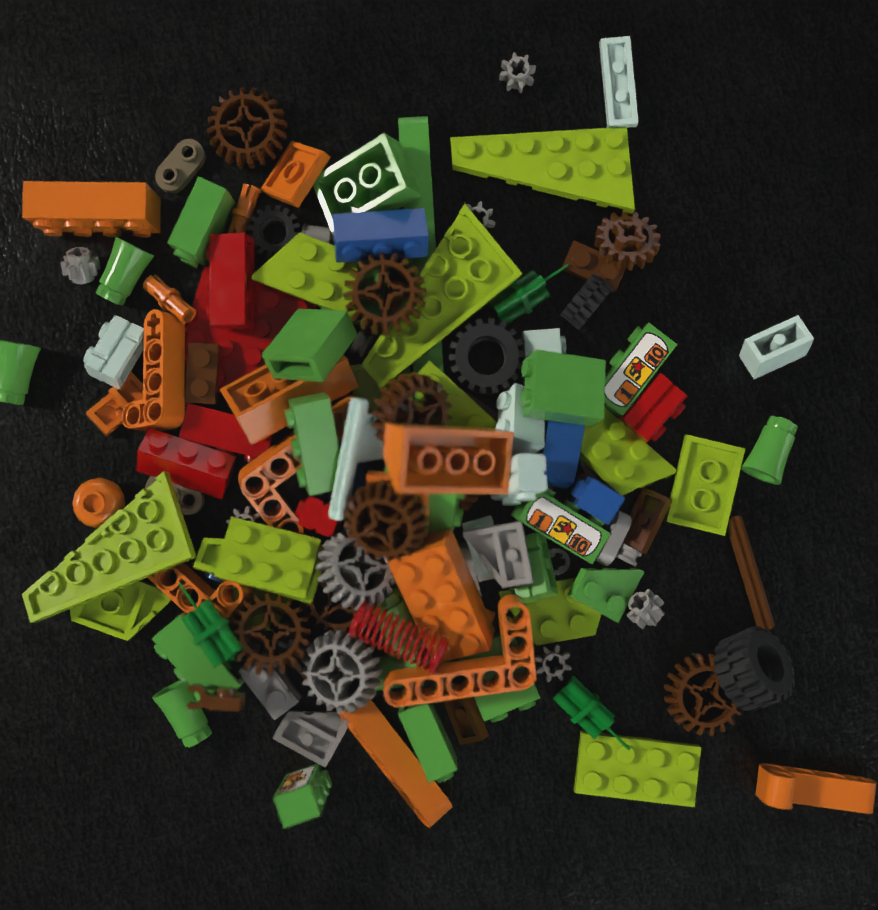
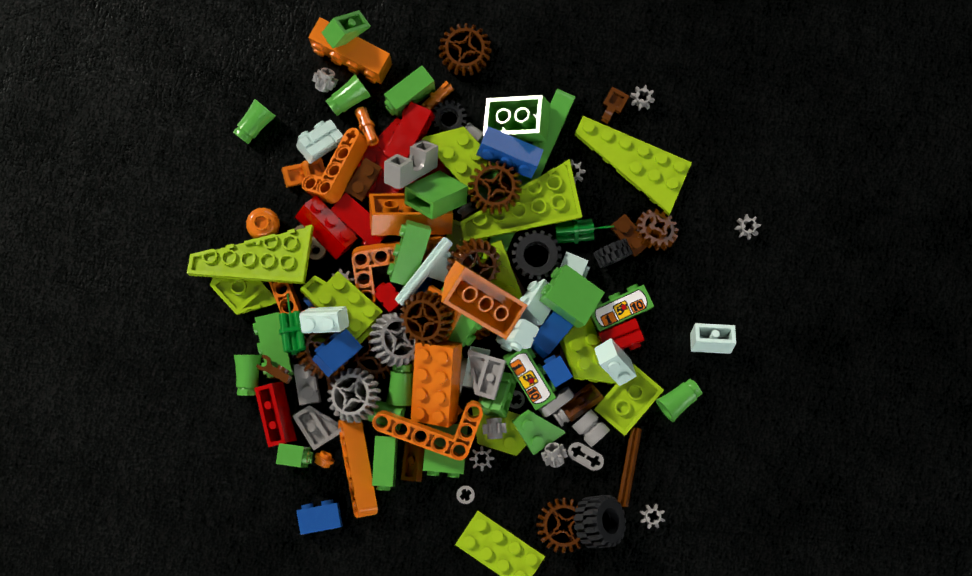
camera: 25 degrees right, 5 degrees down
(64, 178) = (345, 28): none -> bright green slope
(183, 167) = (414, 52): dark tan plate -> none
(247, 335) = (402, 171): none -> light grey arch
(247, 596) = (324, 319): none -> light aqua brick
(250, 749) = (275, 413): none -> red brick
(287, 629) = (337, 352): none -> blue brick
(295, 173) = (479, 90): orange tile -> none
(345, 771) = (324, 459): none -> orange plate
(362, 618) = (421, 407): red piece -> none
(379, 851) = (319, 518): none -> blue brick
(483, 99) = (614, 102): none -> reddish brown plate
(550, 617) = (494, 428): none -> light grey gear
(563, 717) = (471, 496): none -> light grey bush
(586, 709) = (487, 496): green piece -> none
(618, 82) = (700, 134): light aqua plate -> none
(665, 446) = (615, 362): none -> light aqua brick
(679, 550) = (591, 428): none -> light grey wheel
(685, 581) = (588, 452): none -> light grey beam
(751, 171) = (752, 230): none -> light grey gear
(819, 628) = (657, 513): none -> light grey gear

